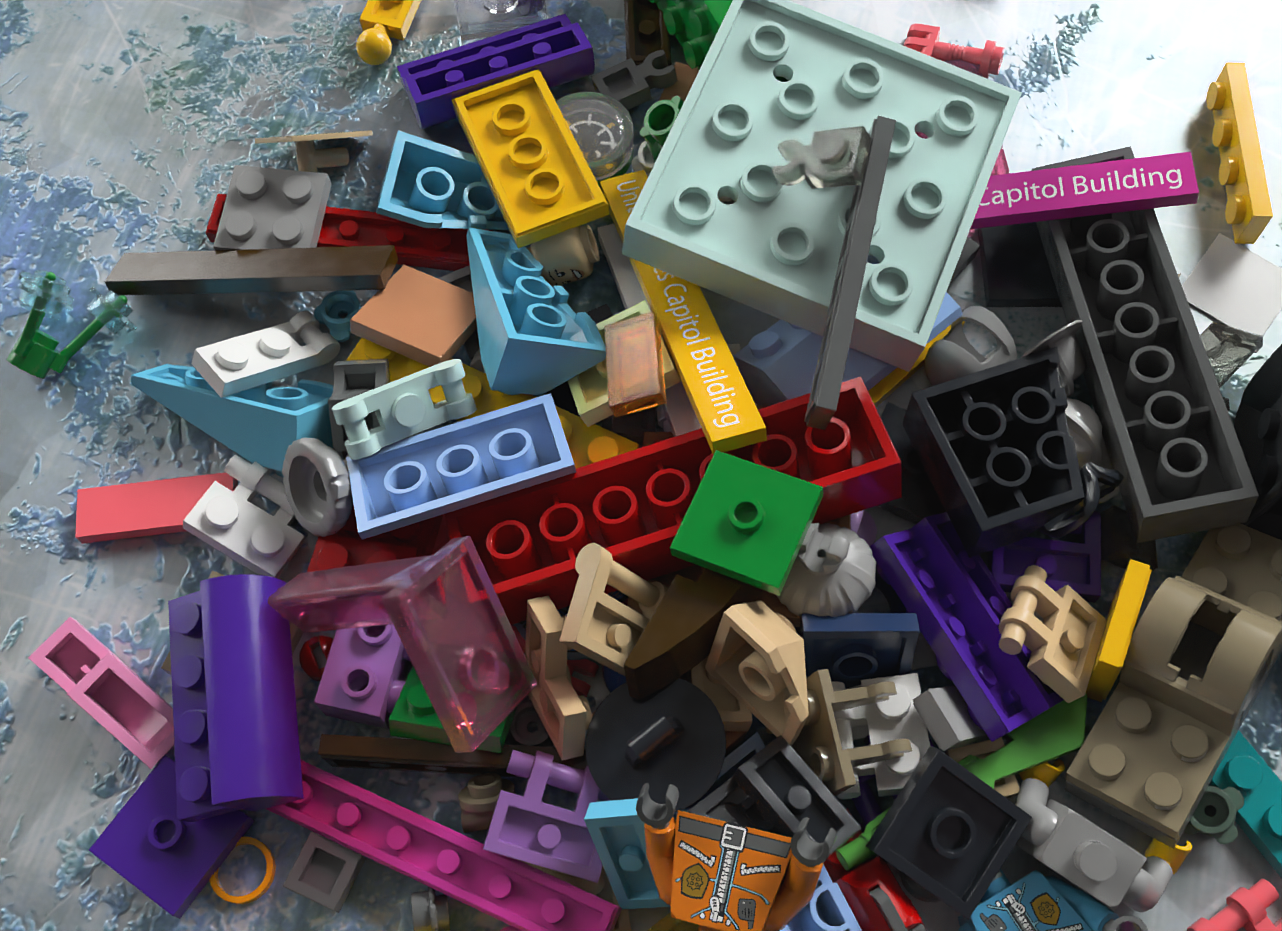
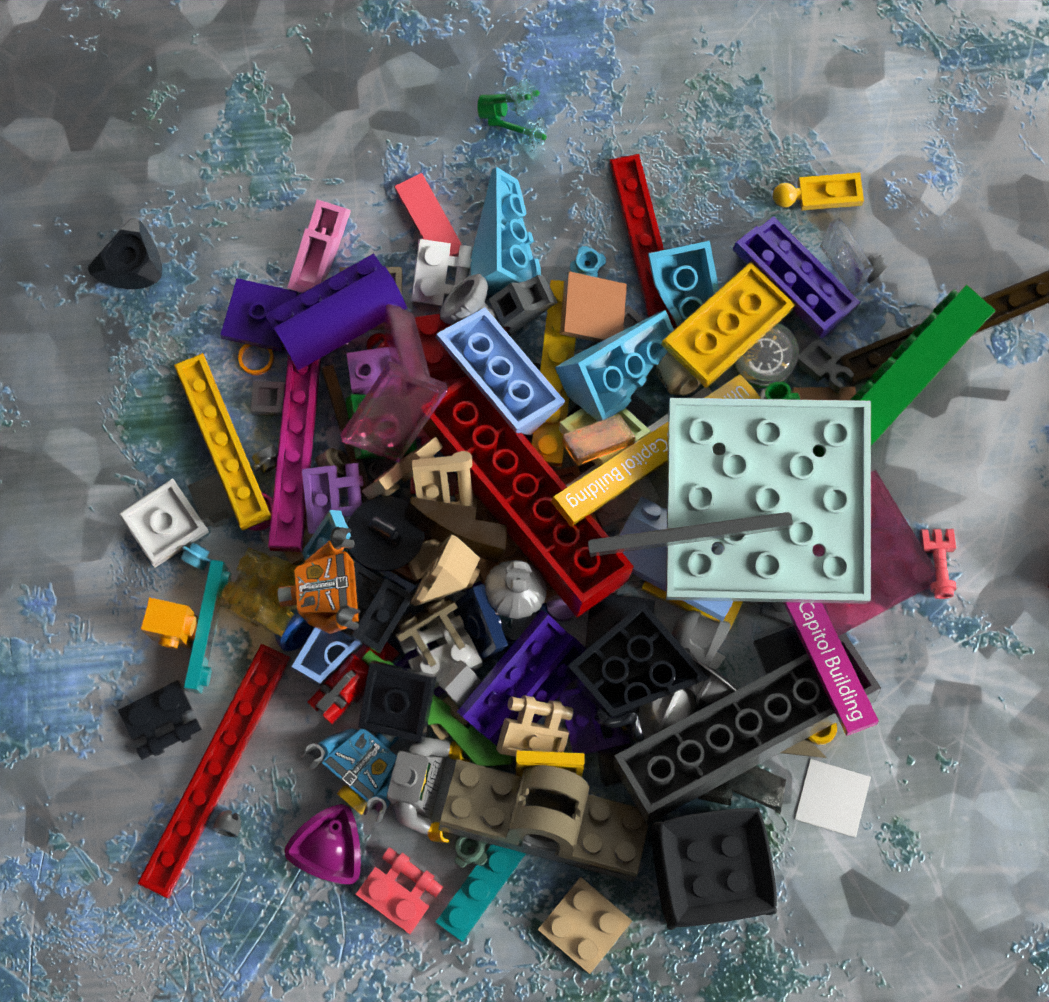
camera: 65 degrees right, 10 degrees up
(253, 270) = (588, 201): dark brown tile -> none
(265, 355) = (538, 234): white plate -> none
(272, 209) = (634, 193): light grey plate -> none
(310, 158) = (692, 194): tan shield -> none
(403, 408) = (523, 325): light aqua plate -> none
(747, 522) = (514, 531): green plate -> none
(831, 160) = (753, 494): clear smoke plate -> none
(1240, 154) = (945, 764): yellow plate -> none

